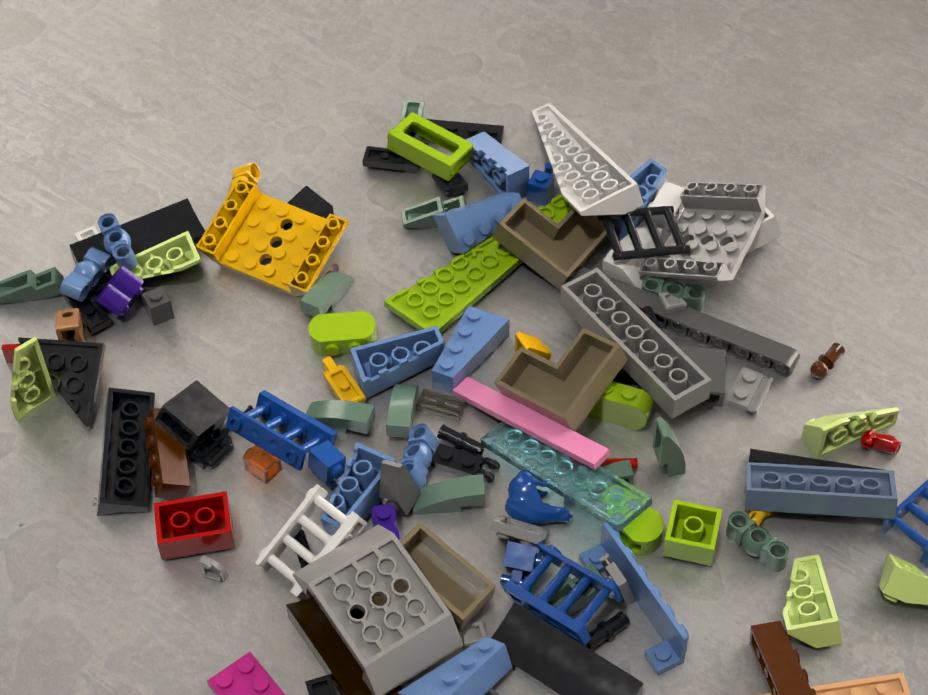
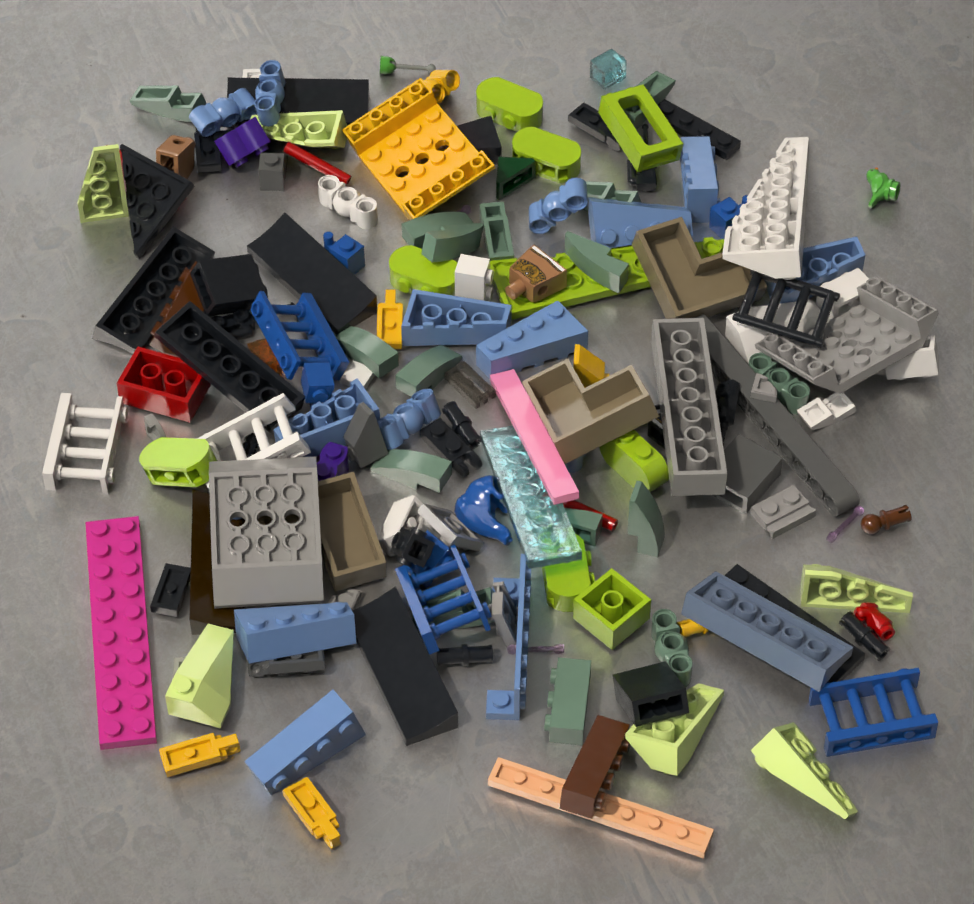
camera: 30 degrees right, 0 degrees up
(141, 628) = (63, 430): none -> white fence
(190, 181) = (388, 66): none -> hinge
(192, 283) = (316, 163): none -> red piece
(237, 303) = (348, 202): none -> white piece
(240, 481) = (224, 361): none -> black arch
(248, 372) = (308, 267): none -> black arch
(257, 586) = (177, 461): none -> lime brick
(268, 346) = (346, 251): none -> blue brick
(313, 170) = (509, 104): none -> lime brick
(346, 440) = (359, 371): none -> white tile
(350, 297) = (452, 241): none -> sand green slope
(357, 220) = (513, 174): none -> dark green slope
(366, 113) = (608, 69): none -> clear light blue brick
(368, 198) = (554, 155): none -> lime brick
(374, 274) = (496, 231): none -> sand green slope
(390, 318) = (474, 278): none -> white brick
(411, 232) = (558, 205): none -> medium blue piece
(436, 294) = (535, 276): none -> medium nougat torso
(472, 262) = (596, 261): none -> sand green slope
(480, 546) = (402, 514): none -> white brick
(510, 561) = (411, 547): none -> black brick
(630, 116) = (882, 187): none -> bright green animal
(668, 586) = (558, 648): none -> clear purple hinge
(715, 626) = (568, 701): none -> sand green brick
(720, 299) = (826, 412): none -> white slope
(777, 586) = (650, 693): none -> black brick
(800, 364) = (858, 511): none -> clear purple hinge
(883, 458) = (864, 635): none -> black pin

